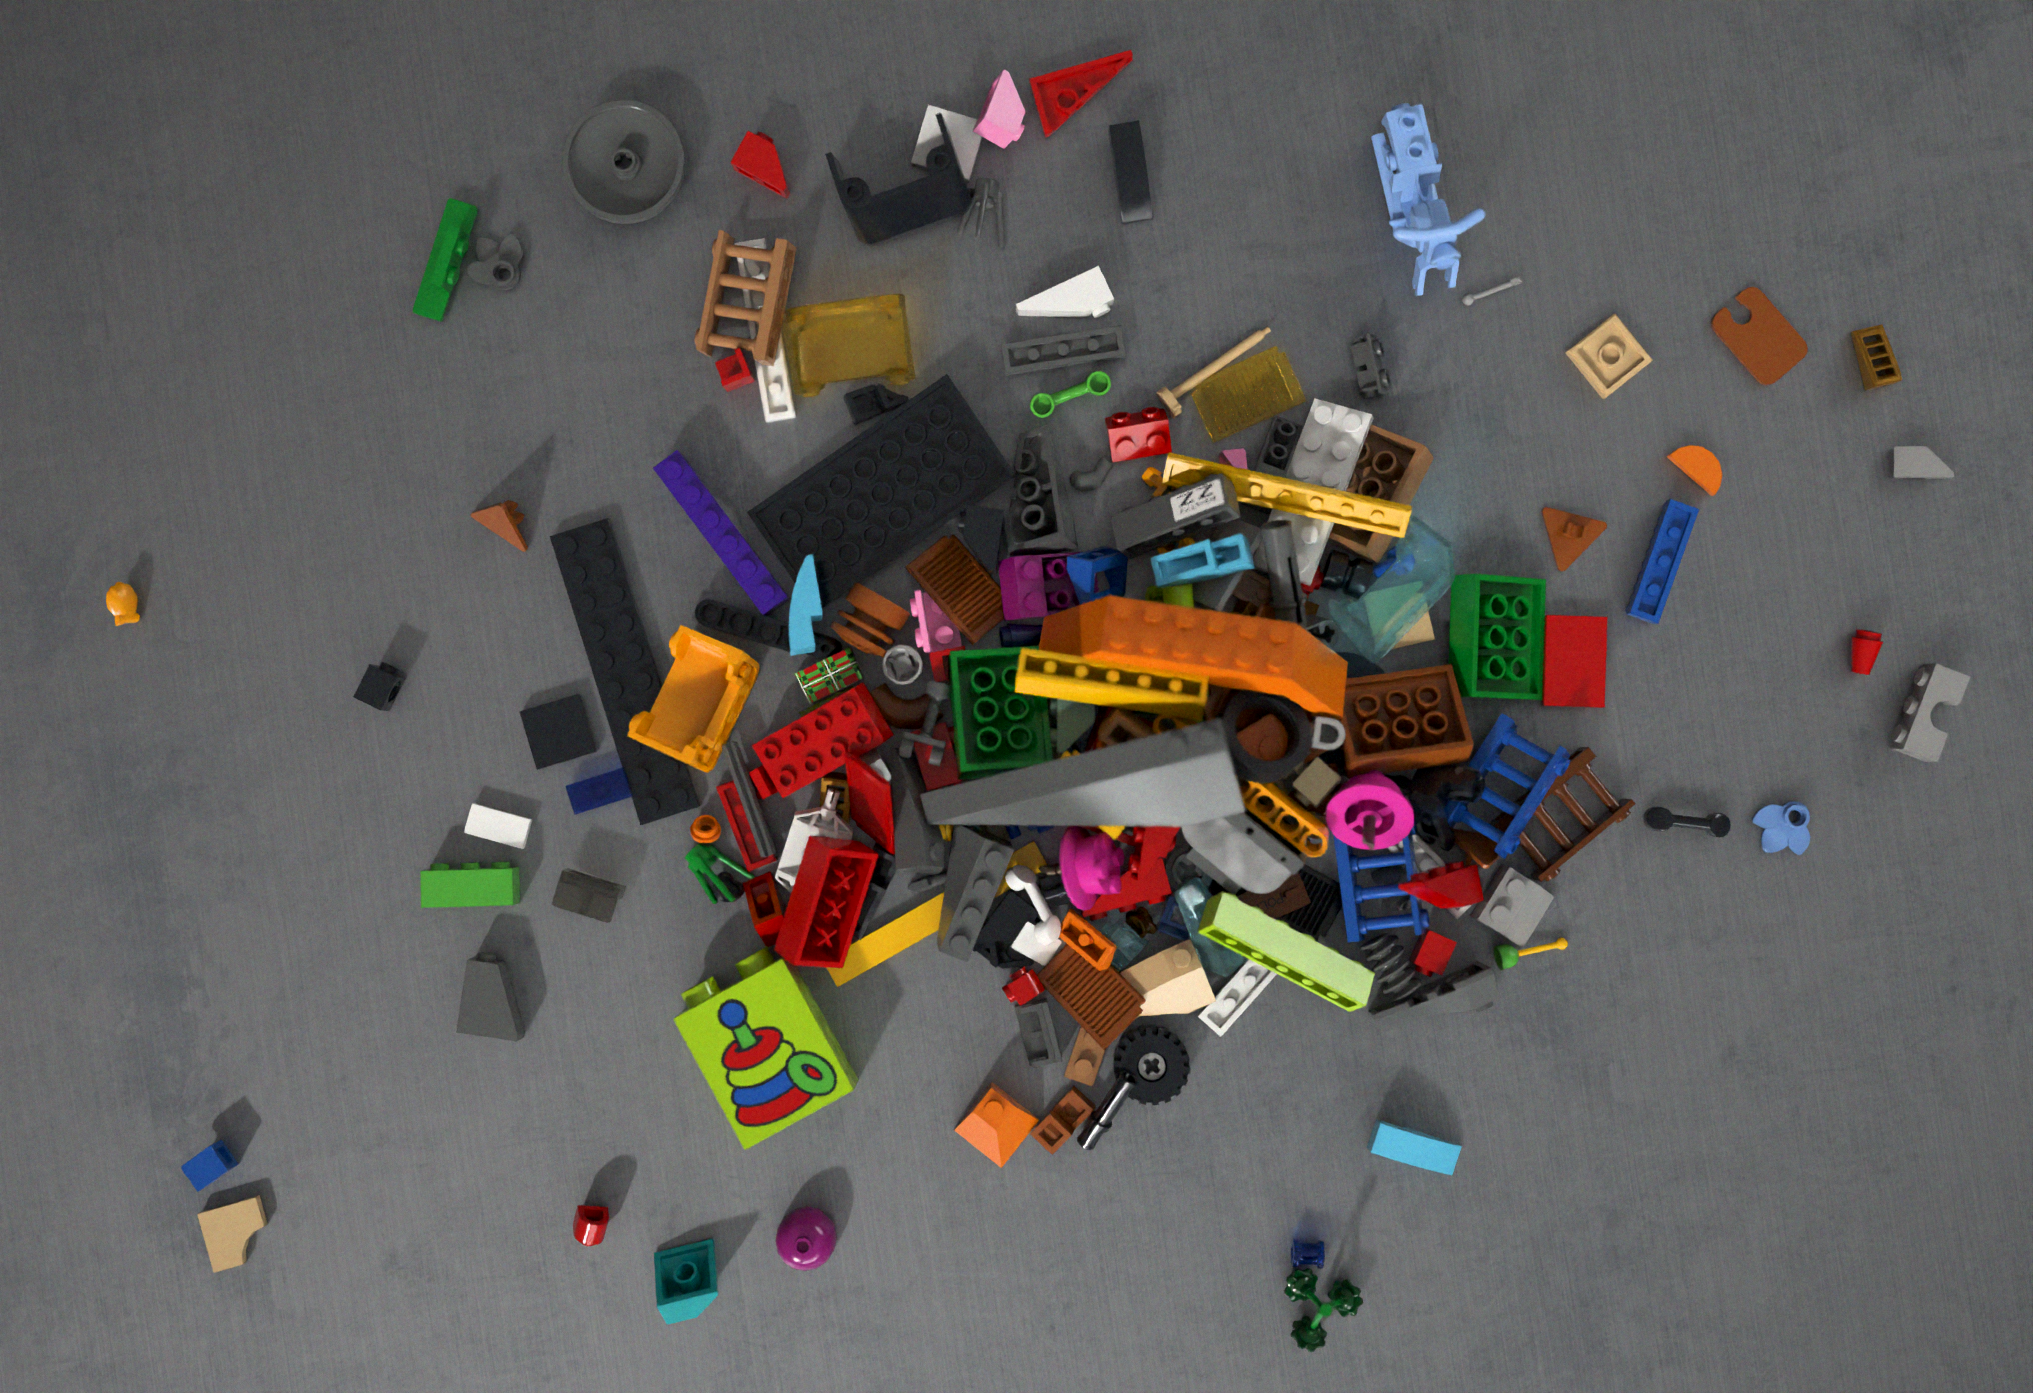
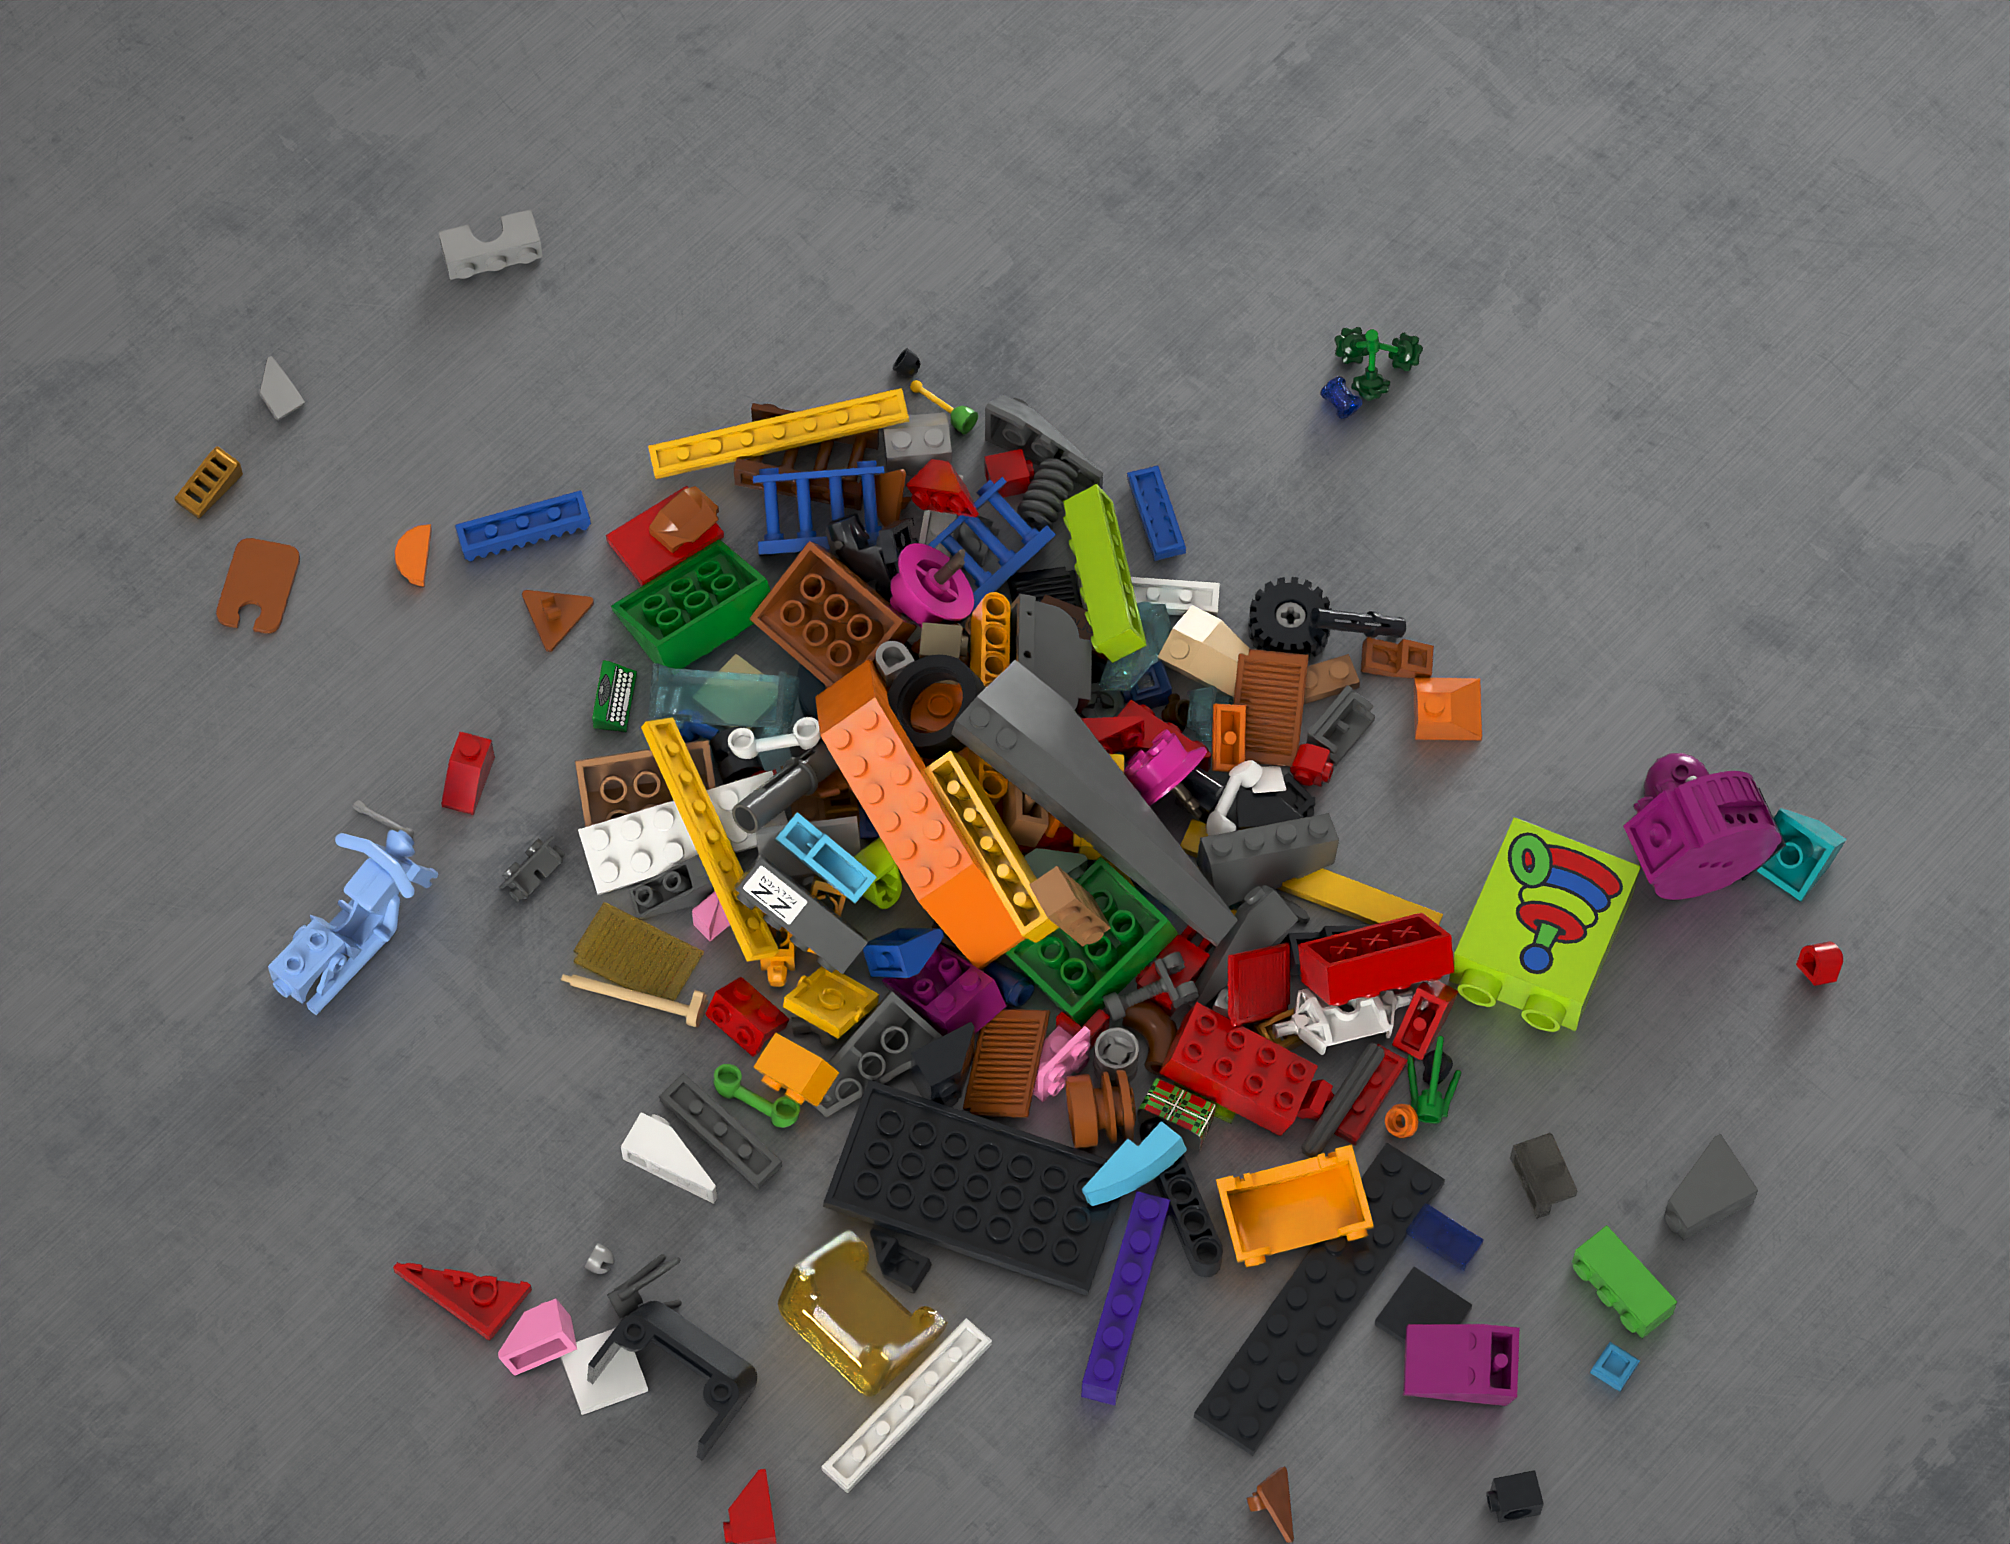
camera: 130 degrees left, 25 degrees down
(421, 832) = (1615, 1366): none -> dark azure tile
(493, 724) = (1462, 1362): none -> magenta slope
(498, 825) = (1551, 1303): white tile -> none
(734, 371) = (967, 1398): red panel -> none
(737, 1218) = (1703, 834): none -> magenta piece
(774, 287) = (894, 1398): medium nougat fence -> none
(1015, 698) = (1070, 906): none -> medium nougat brick
(1030, 198) = (598, 1257): none -> light grey hinge
(1063, 430) = (796, 1070): none -> light orange brick
(1098, 495) = (830, 1001): none -> yellow plate
(1130, 171) = (508, 1189): black slope -> none
(1316, 1038) = (1156, 513): none -> blue plate
(1343, 581) = (745, 745): none -> white bar
(1413, 1147) = (1184, 380): medium azure slope -> none
(1466, 525) = (614, 697): none -> slope
(1482, 373) = (467, 772): none -> red slope
(1573, 682) = (684, 518): none -> dark orange slope
(1586, 950) = (907, 363): none -> black hinge
(1593, 804) = (778, 433): none -> yellow tile
(1609, 356) = (370, 688): tan tile -> none
(1662, 819) = (747, 379): black bar -> none
(1780, 831) = (681, 289): medium blue plate -> none
(1865, 650) = (474, 326): red cone -> none

